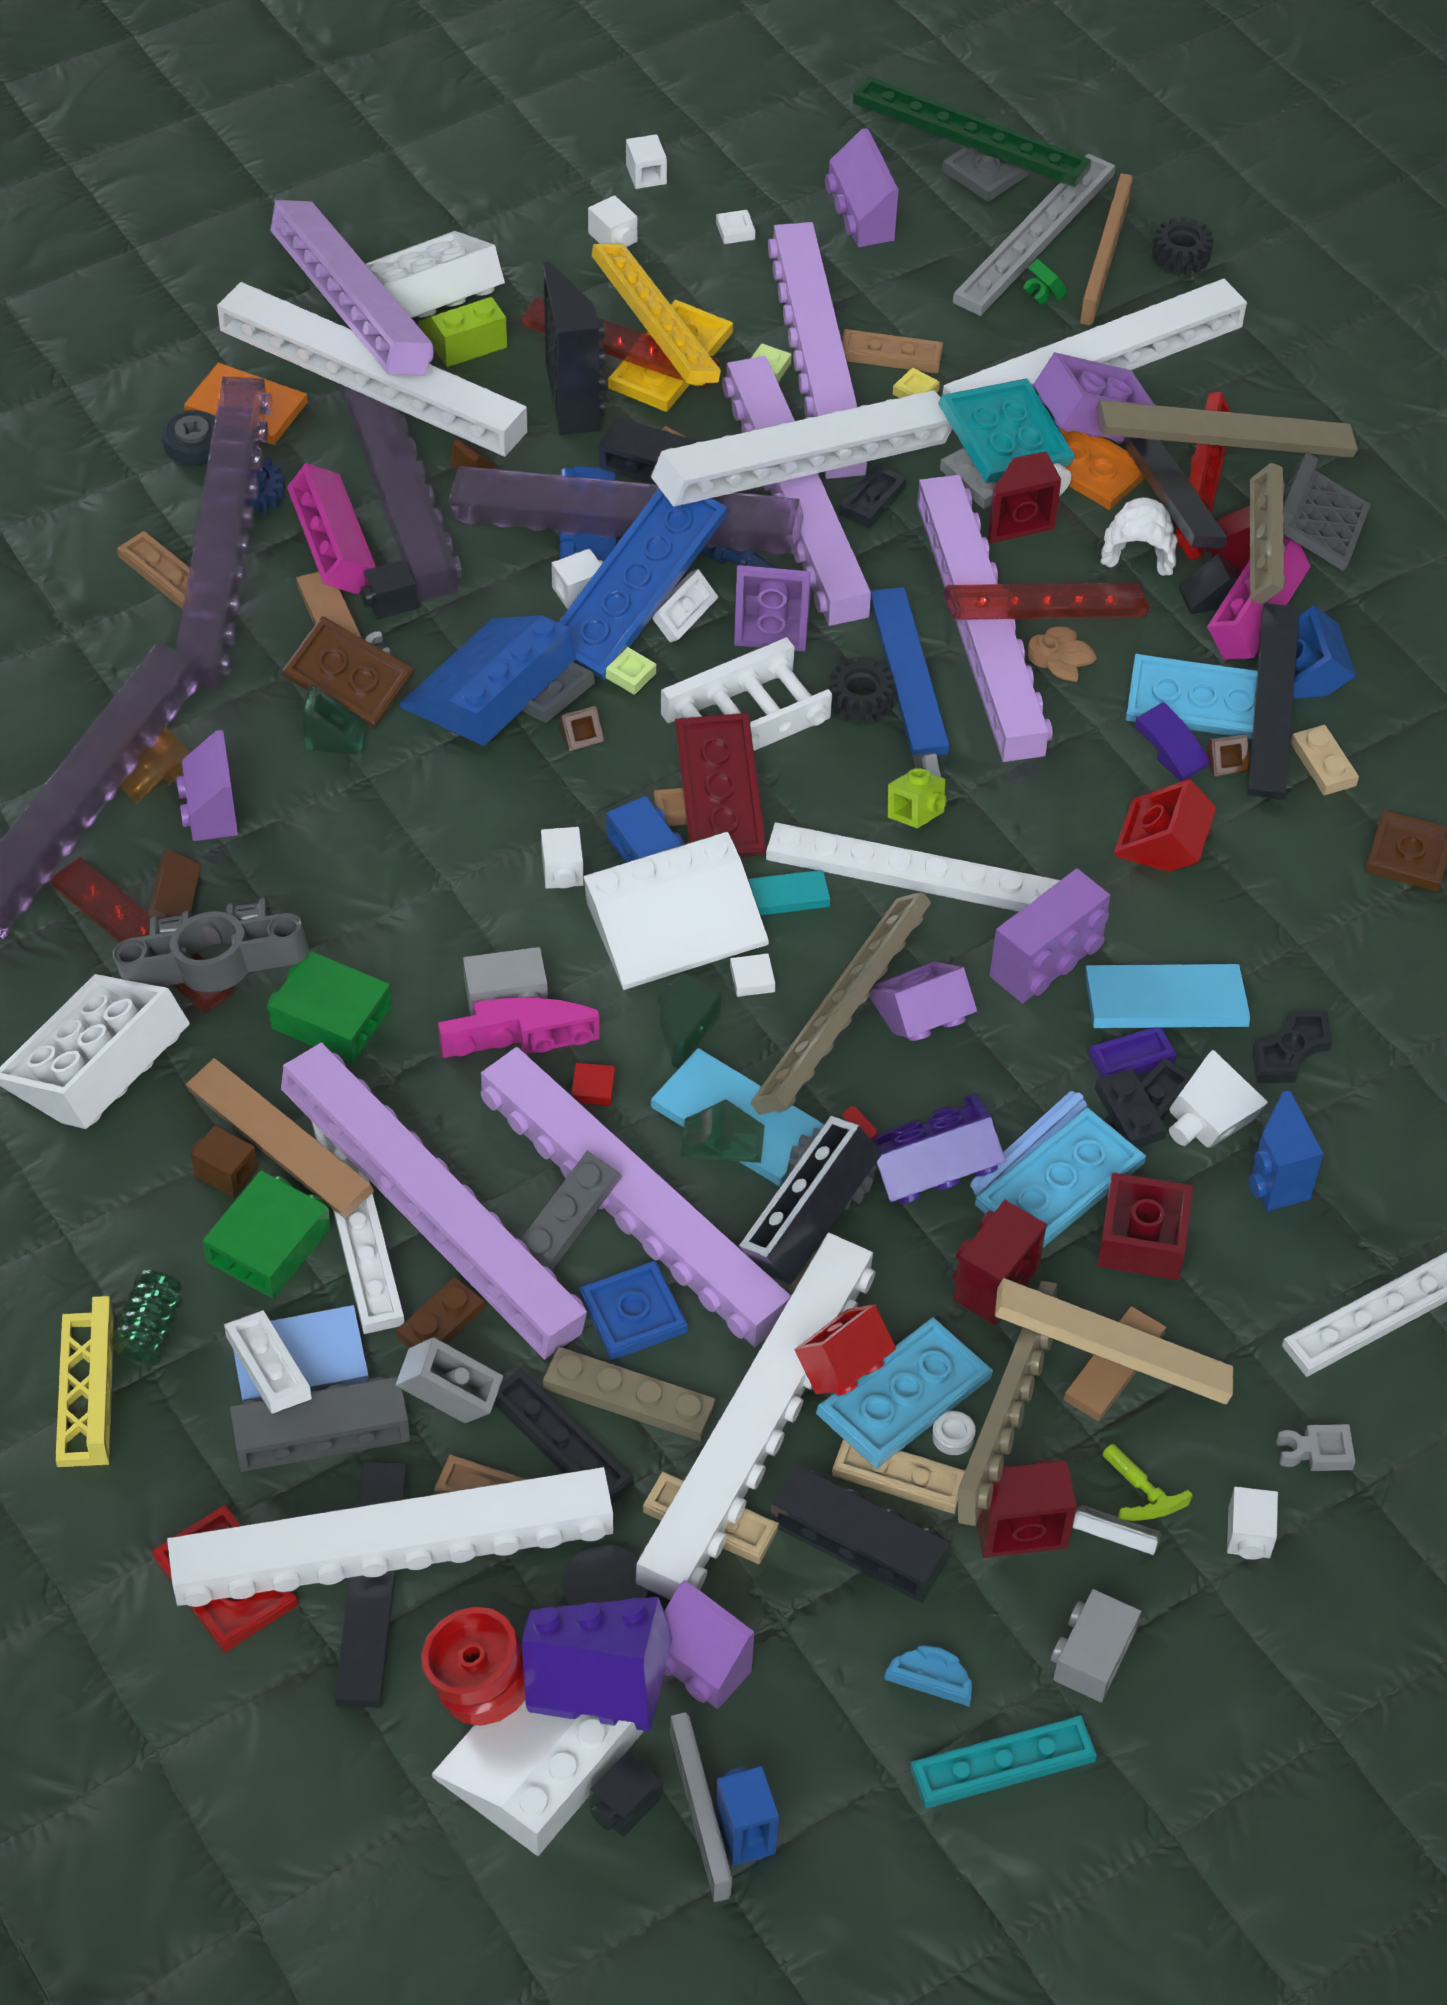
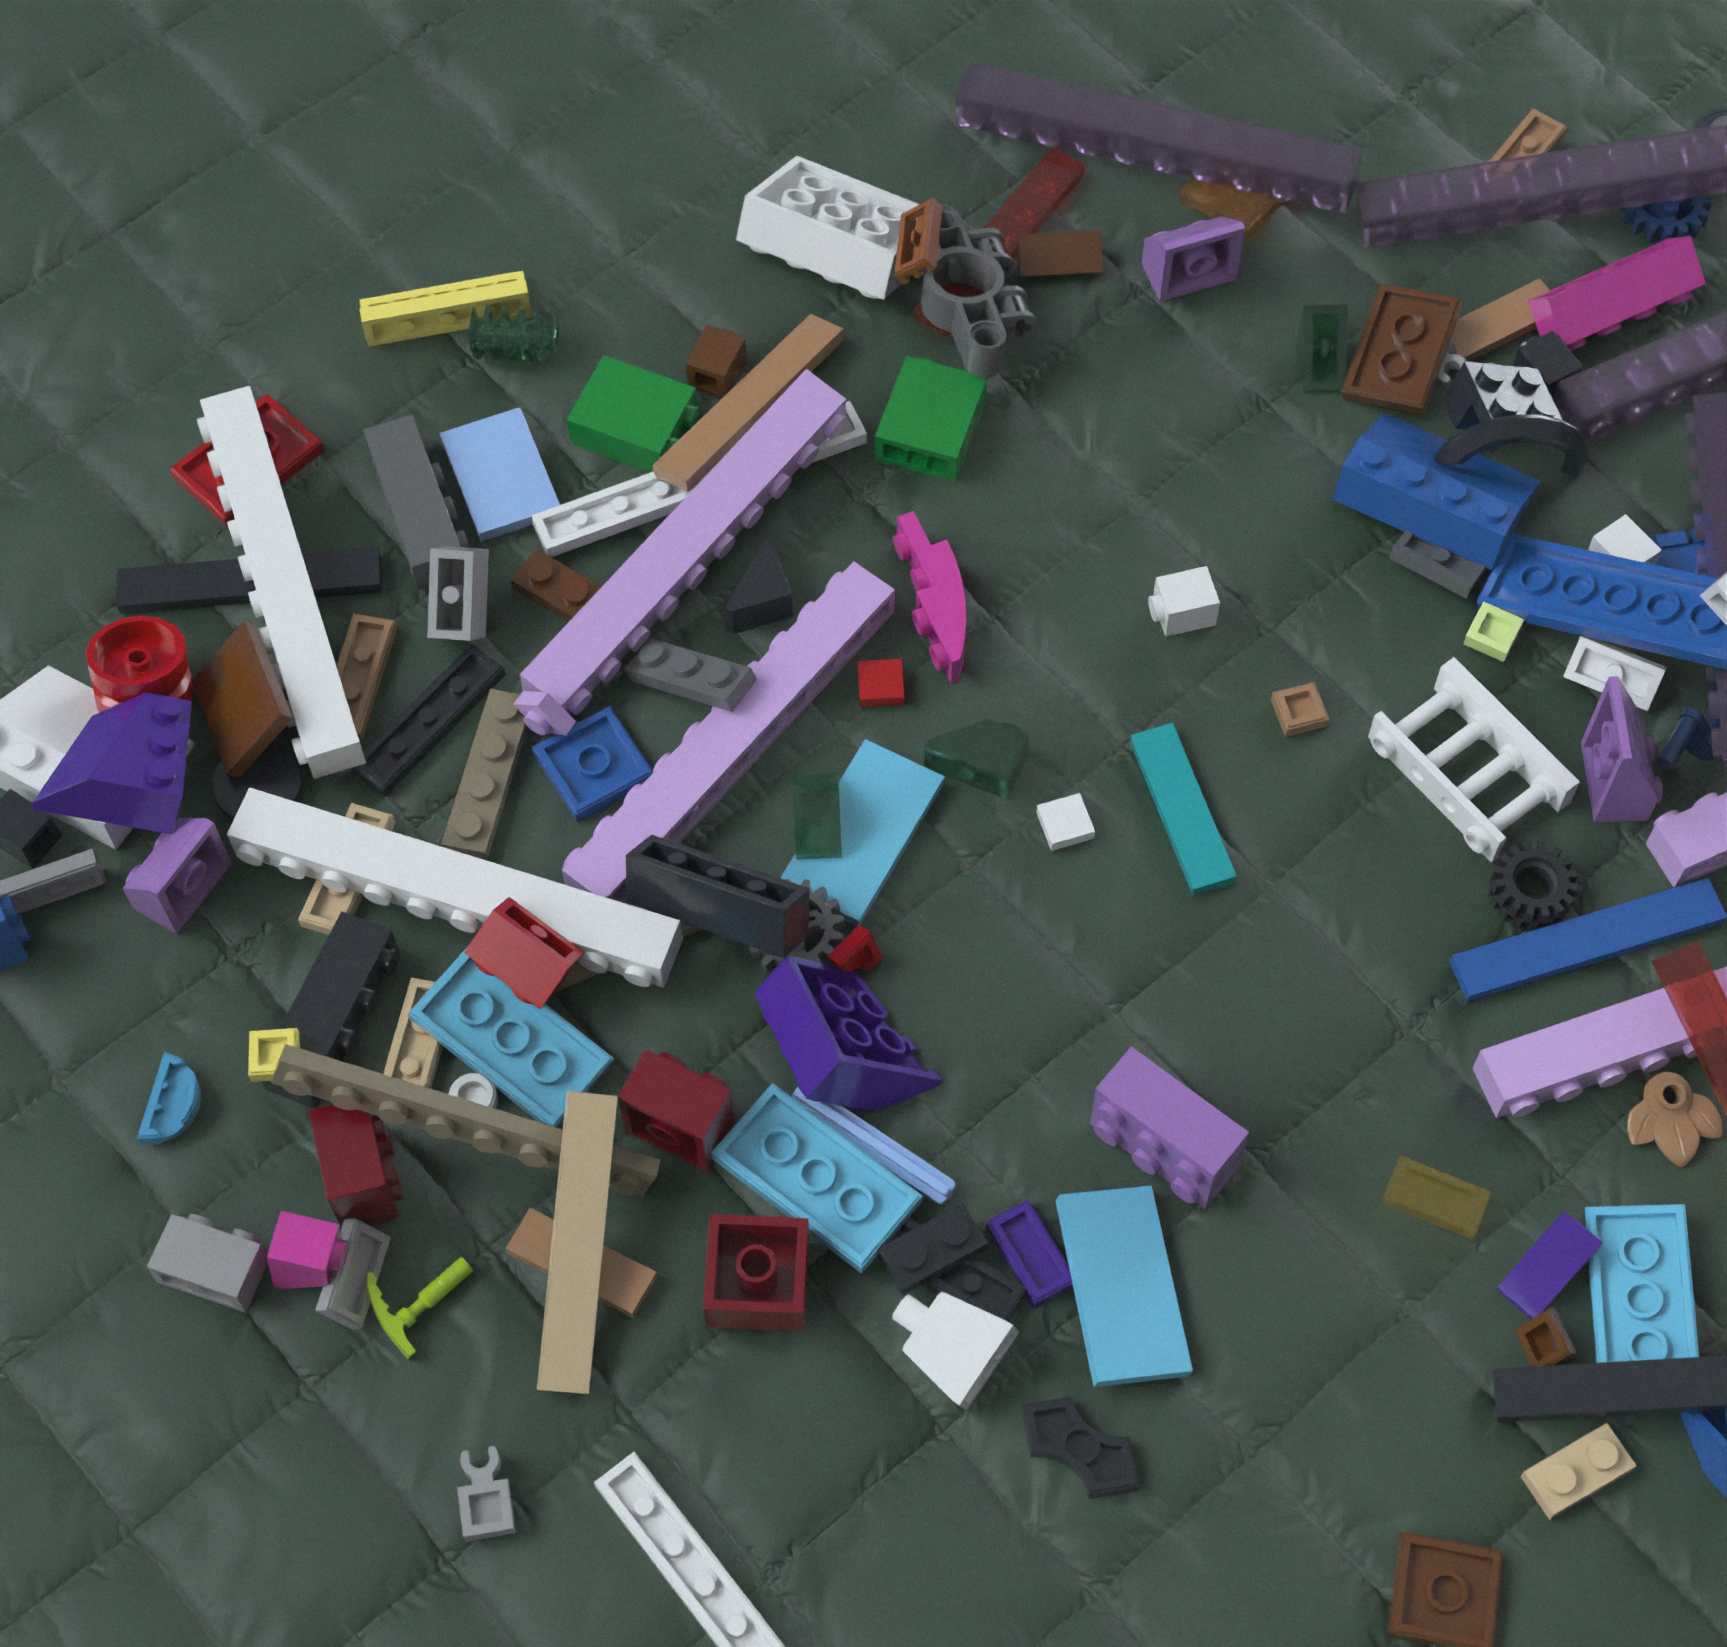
camera: 85 degrees right, 10 degrees up
(191, 969) = (921, 238): none -> dark orange tile
(267, 1362) = (462, 433): white plate -> none
(429, 604) = (1506, 407): none -> black piece
(483, 1153) = (761, 594): none -> black slope
(505, 976) = (995, 574): light grey brick -> none
(530, 1569) = (242, 699): none -> reddish brown tile
(581, 728) = (1390, 595): reddish brown slope -> none
(585, 1331) = (543, 713): none -> lavender plate
(640, 830) = (1230, 681): blue brick -> none
(675, 910) = (1130, 724): white slope -> none
(720, 780) = (1324, 742): dark red tile -> none
(840, 1004) = (1047, 919): dark tan plate -> none
(905, 868) = (1264, 983): white plate -> none
(914, 1562) = (265, 1051): none -> light yellow tile
(916, 797) = (1363, 961): lime brick -> none
(924, 999) = (1058, 1001): medium lavender slope -> none
(927, 761) = (1423, 975): tile -> none
(1003, 1761) = (79, 1185): teal tile -> none
(1106, 1551) = (304, 1252): none -> dark pink slope
(1108, 799) = (1436, 1197): none -> clear yellow tile
(1166, 827) = (1394, 1267): red slope -> none
(1252, 1523) = (372, 1422): white brick -> none
(1286, 1158) = (880, 1425): blue slope -> none

